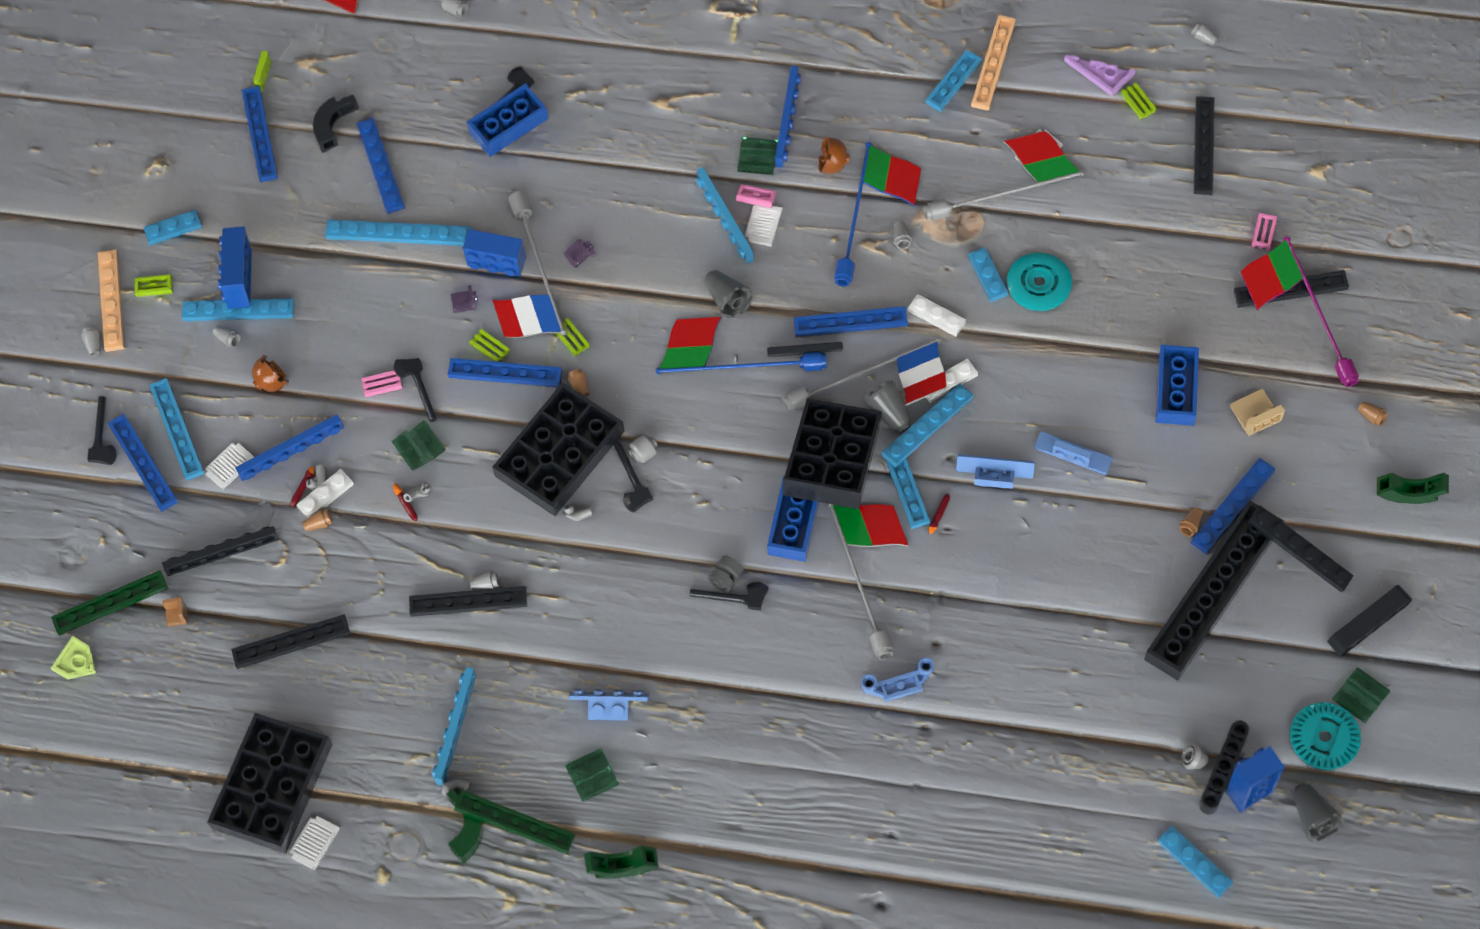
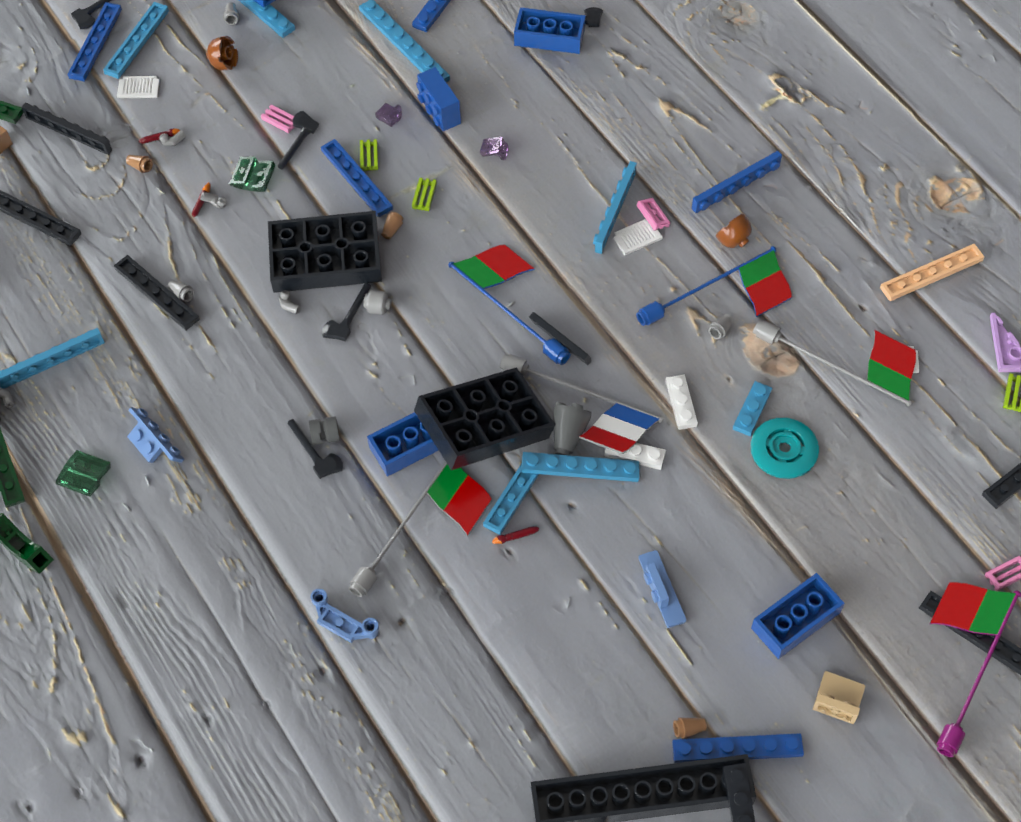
camera: 45 degrees right, 5 degrees down
(290, 447) = (180, 106): blue plate -> none
(325, 493) = (166, 152): white plate -> none
(530, 313) = (420, 158): flag -> none
(728, 293) = (552, 257): dark grey cone -> none
(757, 156) = (684, 189): clear green slope -> none
(850, 321) = (615, 350): blue plate -> none
(953, 80) = (886, 259): dark azure plate -> none
(993, 470) = (588, 545): medium blue bracket -> none
(1373, 413) = (936, 794): medium nougat cone -> none

